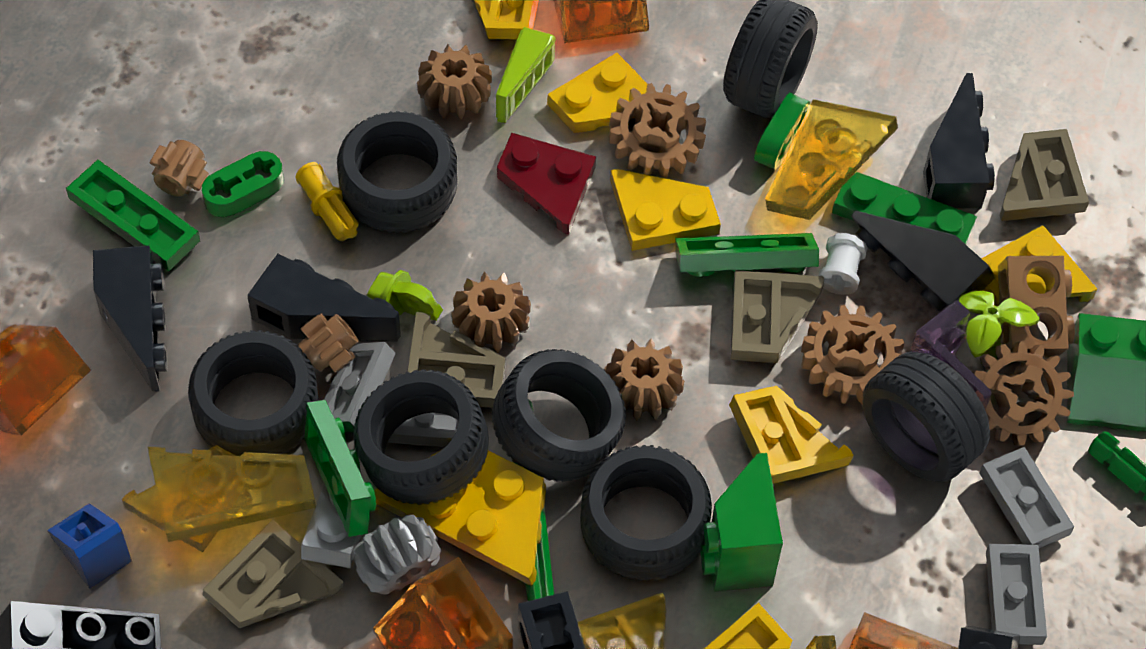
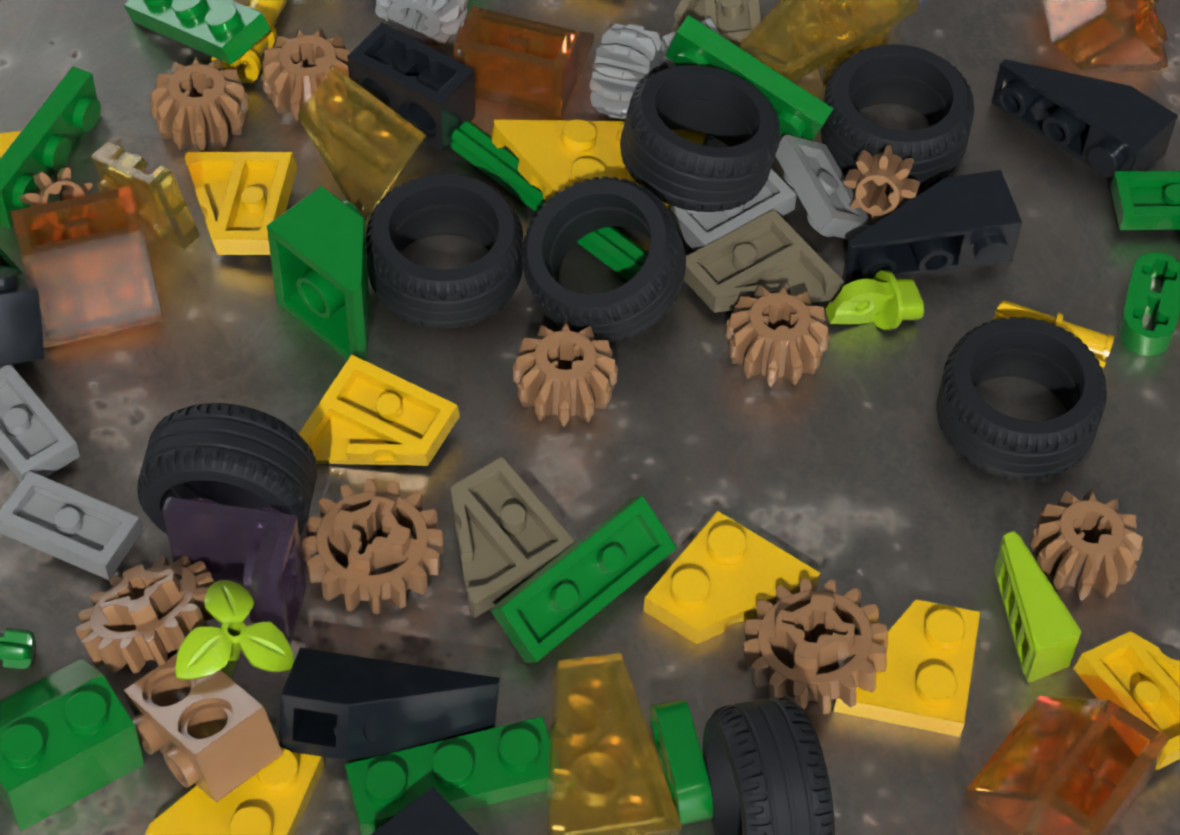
camera: 140 degrees right, 5 degrees down
(547, 176) = (879, 527): dark red wing -> none
(842, 263) = (468, 640): white bush -> none

